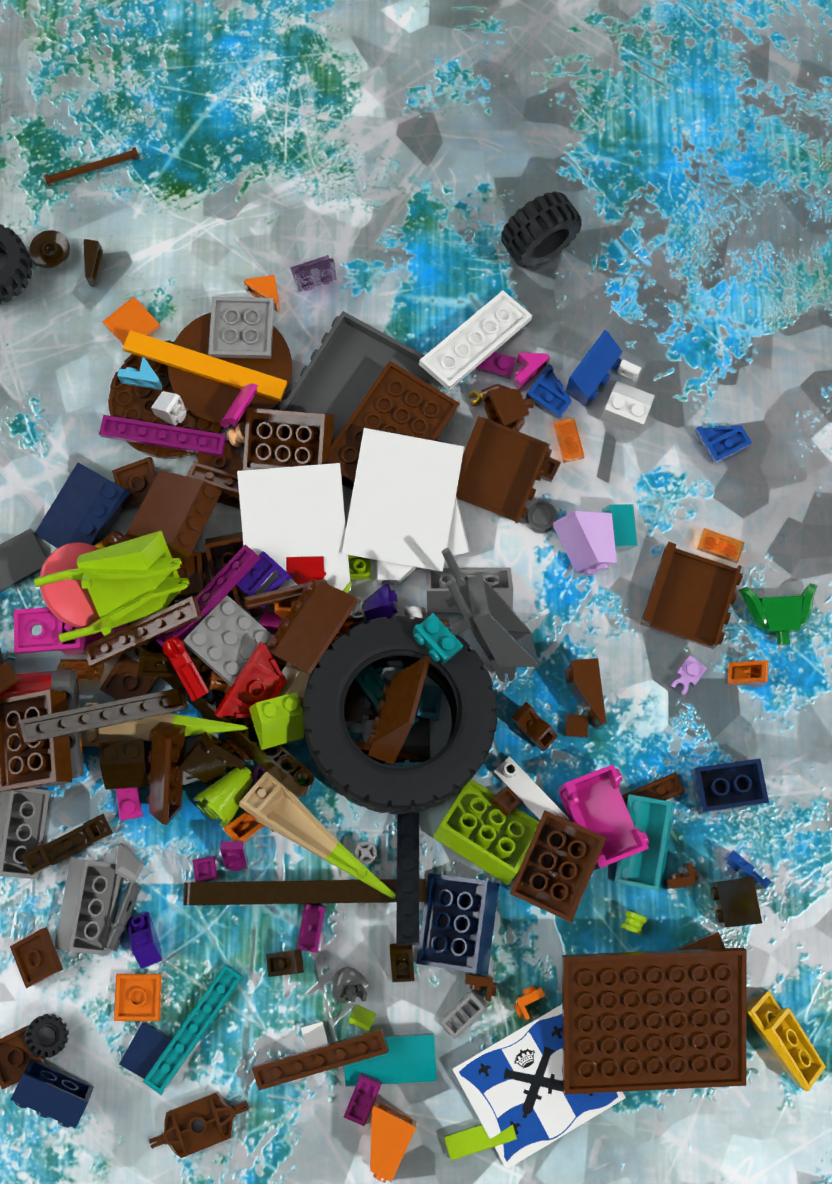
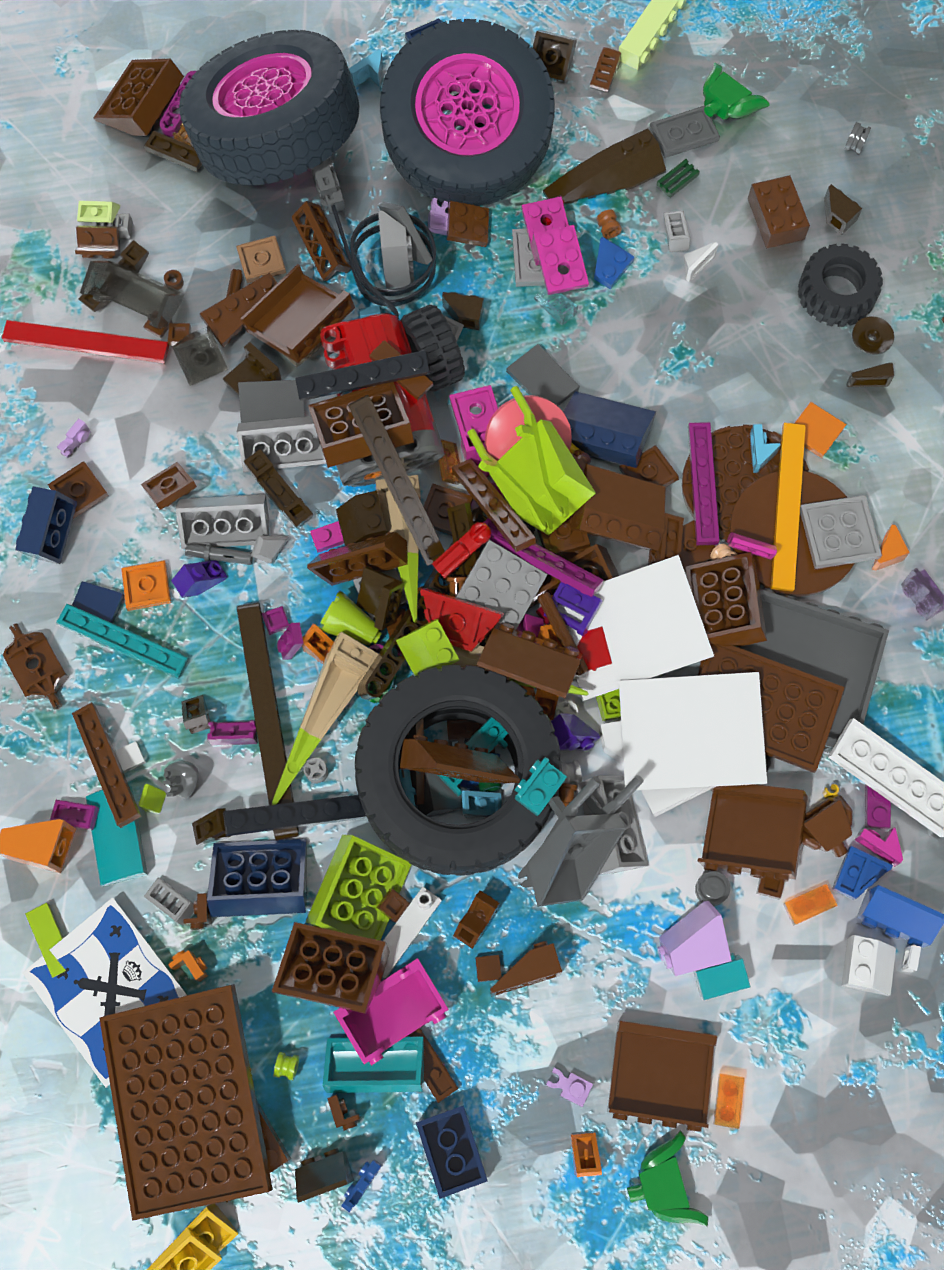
camera: 80 degrees right, 5 degrees down
(33, 1043) = (105, 498): black tyre -> none
(169, 408) = (732, 482): white slope -> none
(723, 440) = (856, 1085): blue wing -> none

